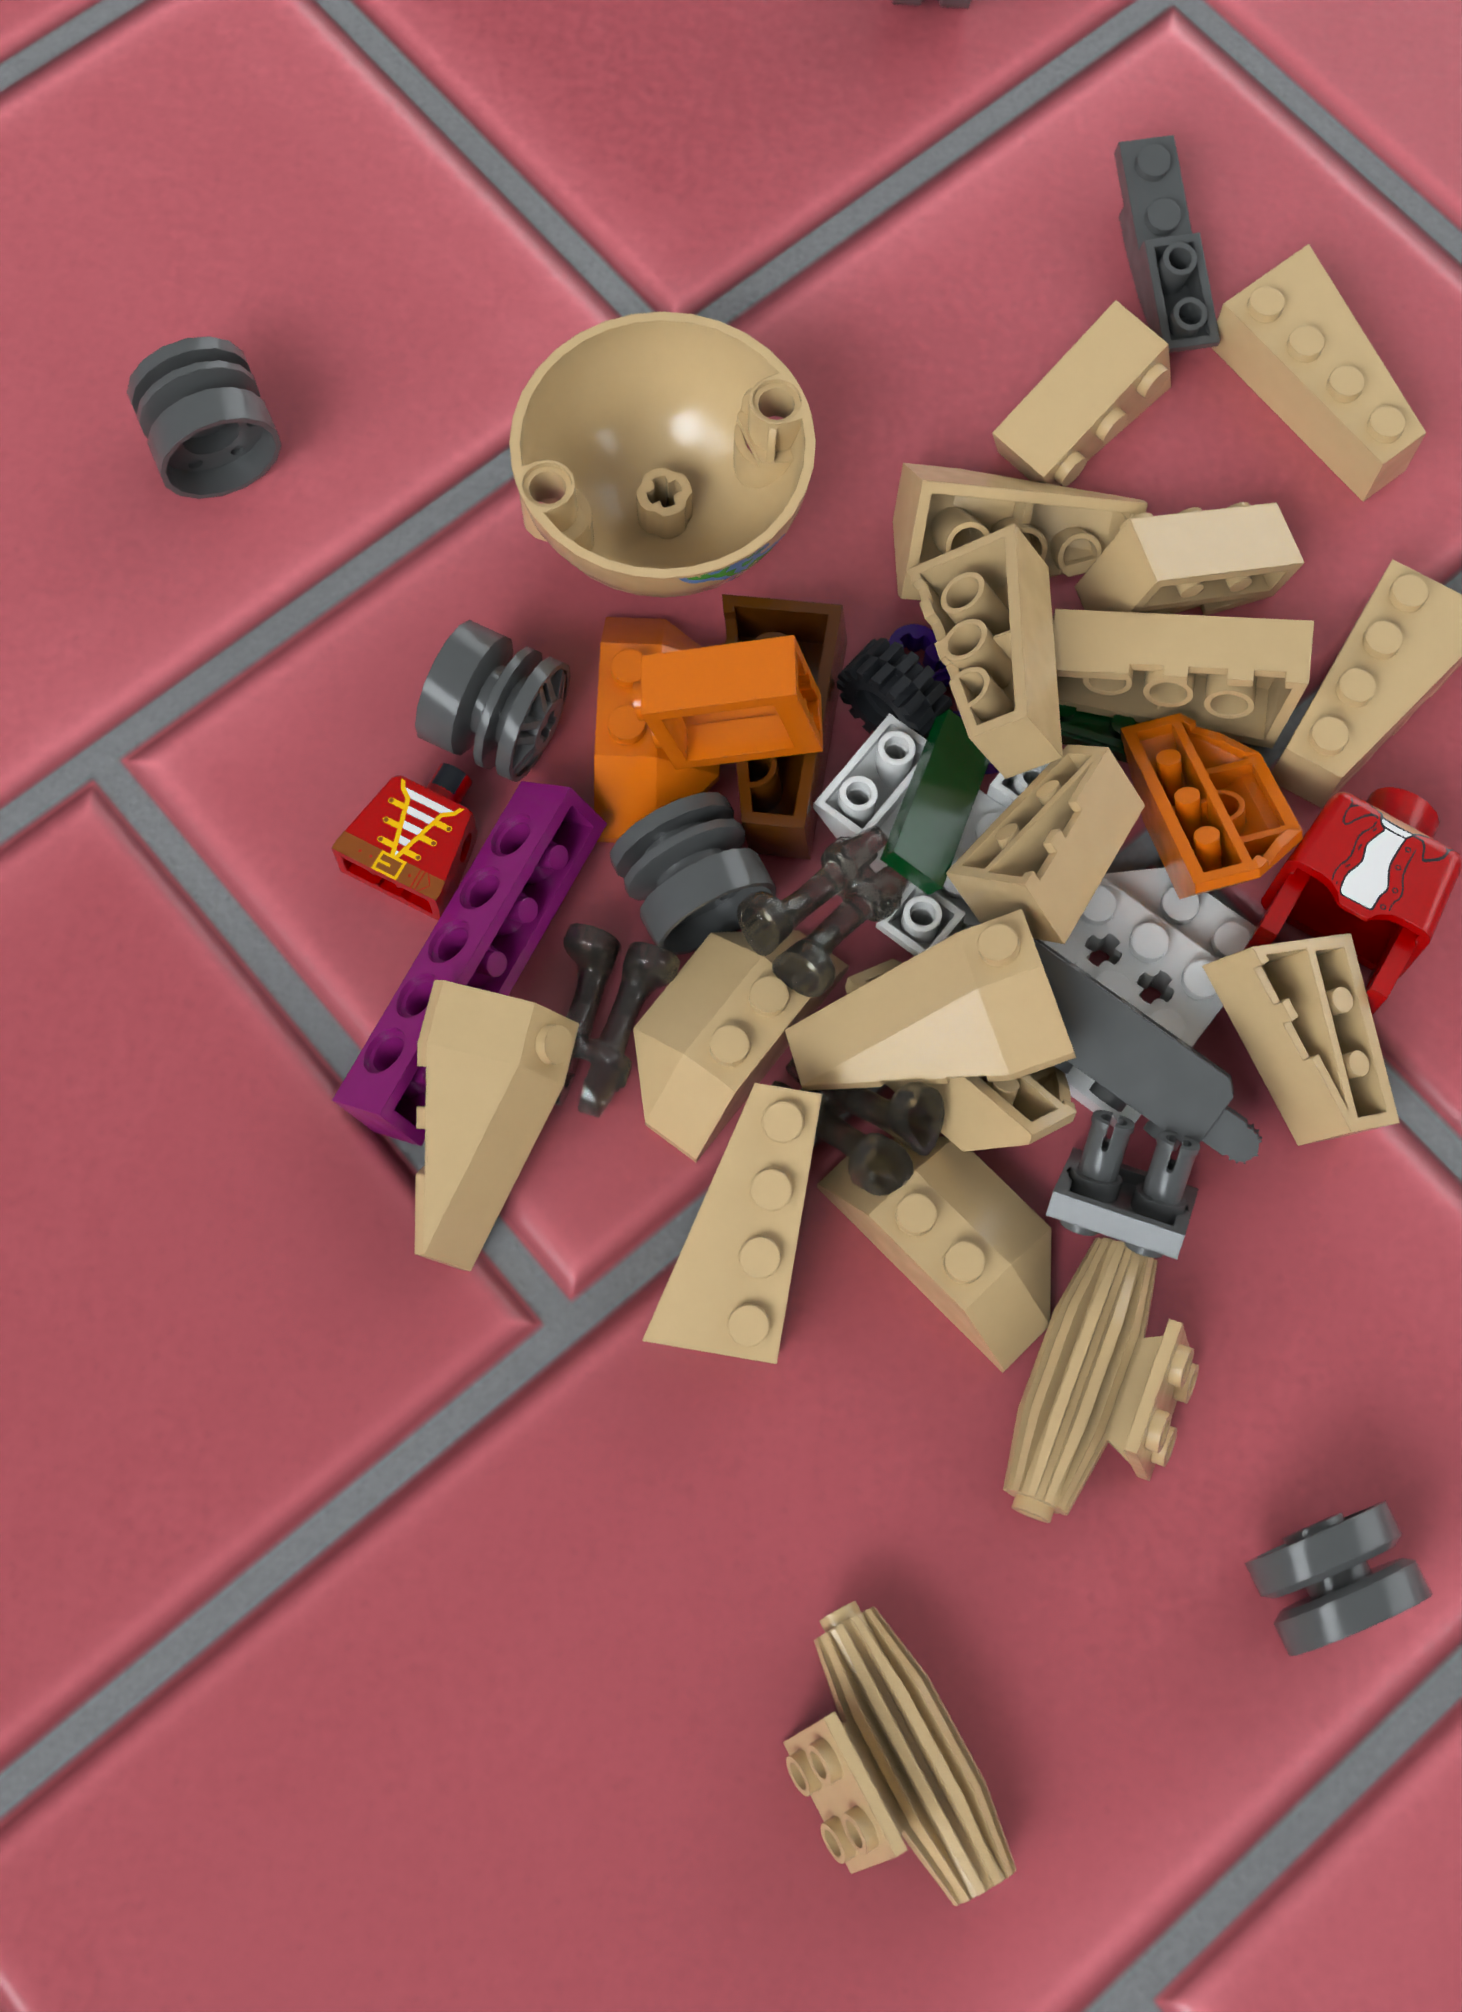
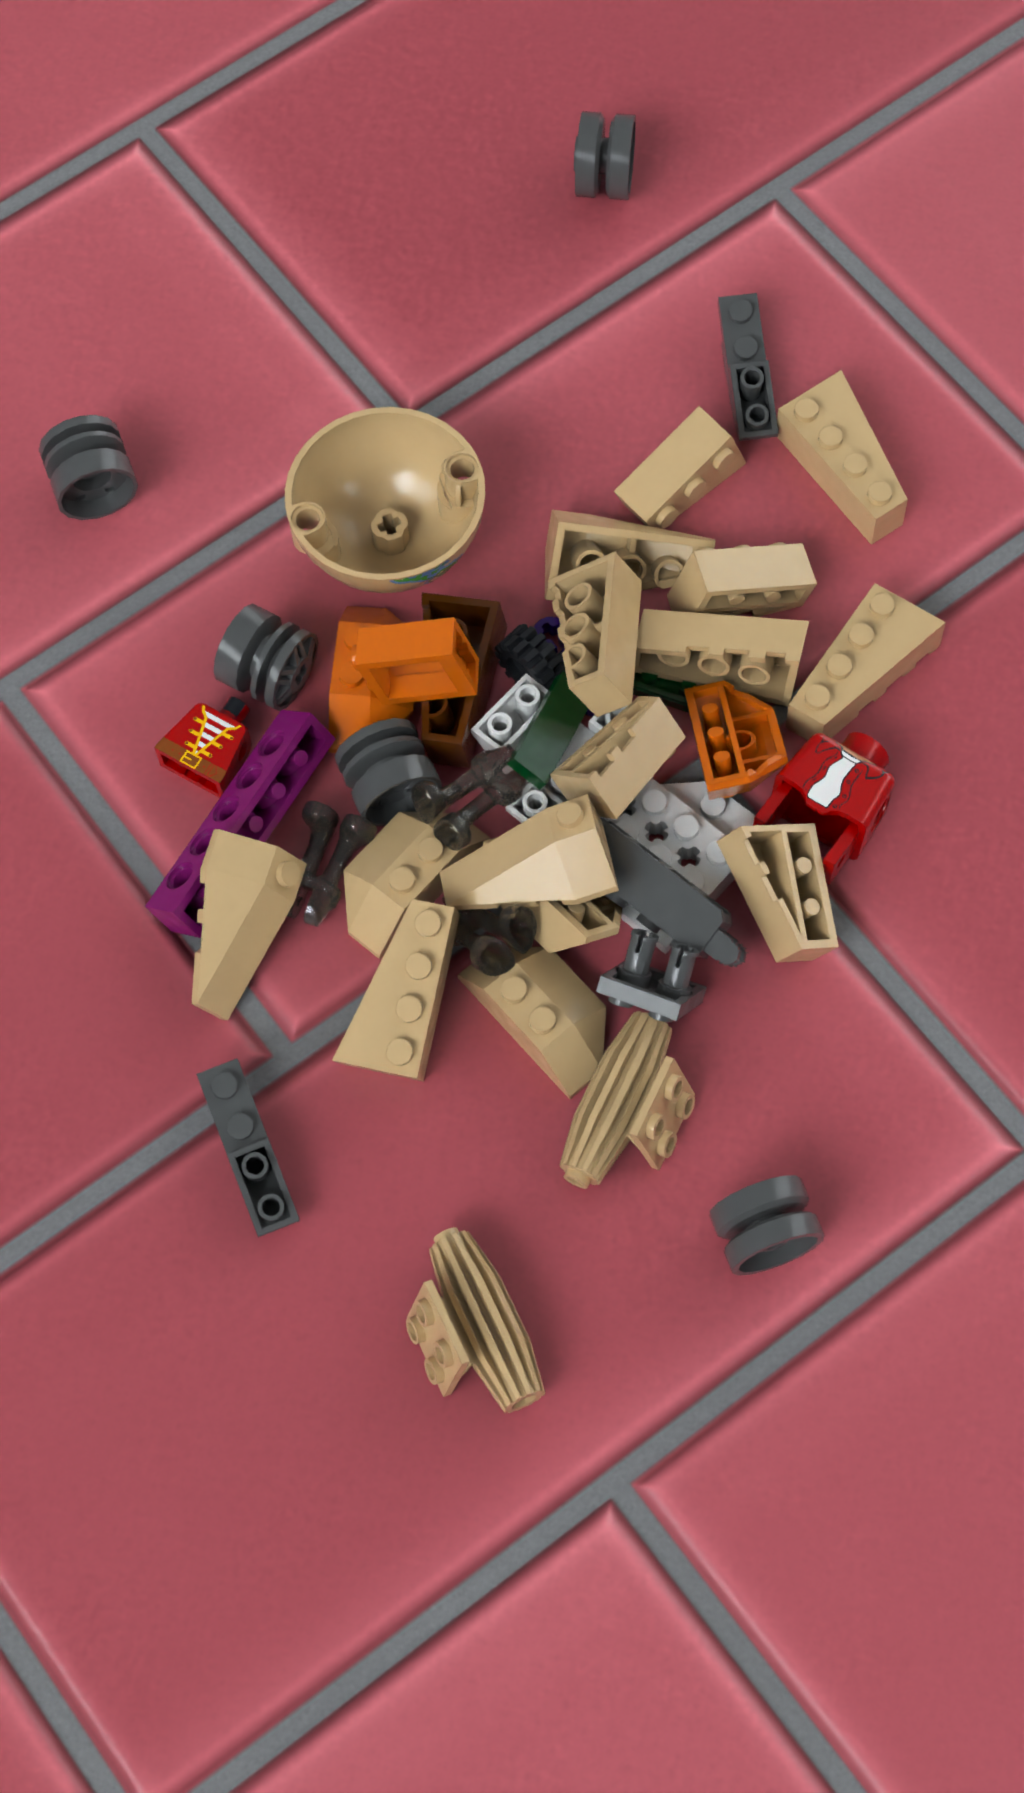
camera: 10 degrees right, 5 degrees down
(519, 1486) = (248, 1147): none -> dark grey slope

